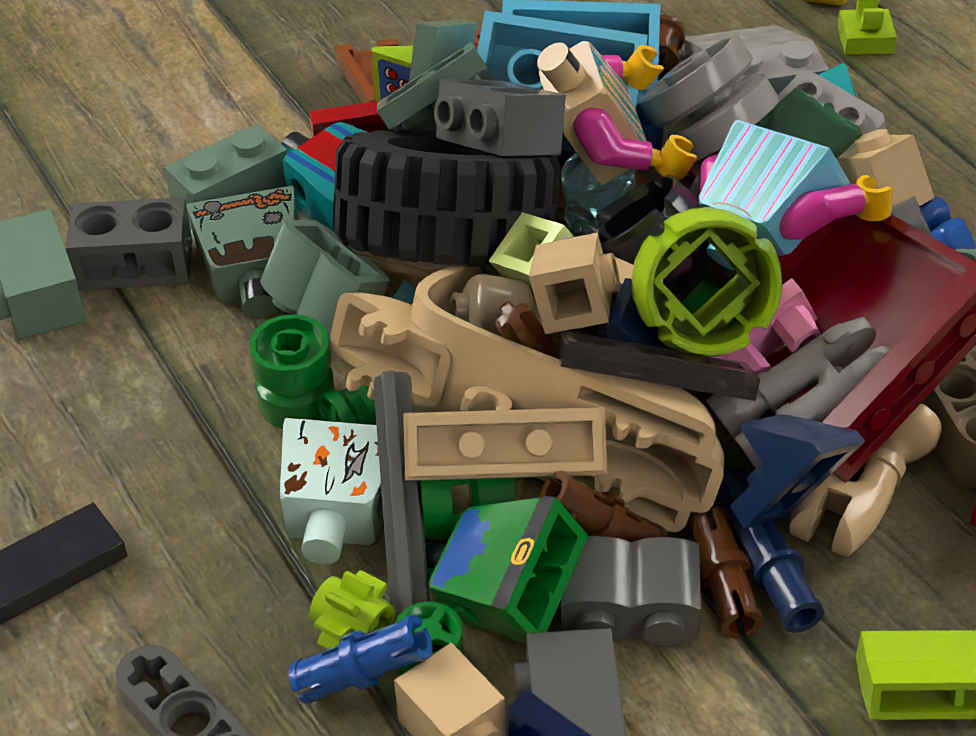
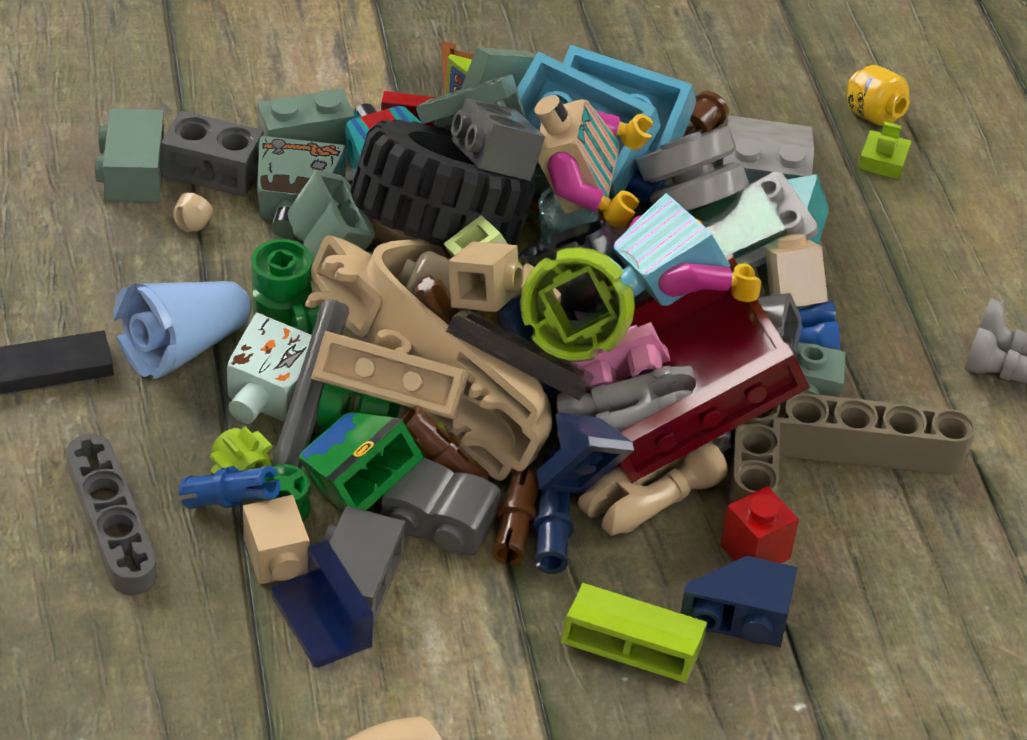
camera: 15 degrees right, 0 degrees up
(136, 320) = (192, 212): none -> tan hinge
(183, 464) = (176, 321): none -> light blue cone

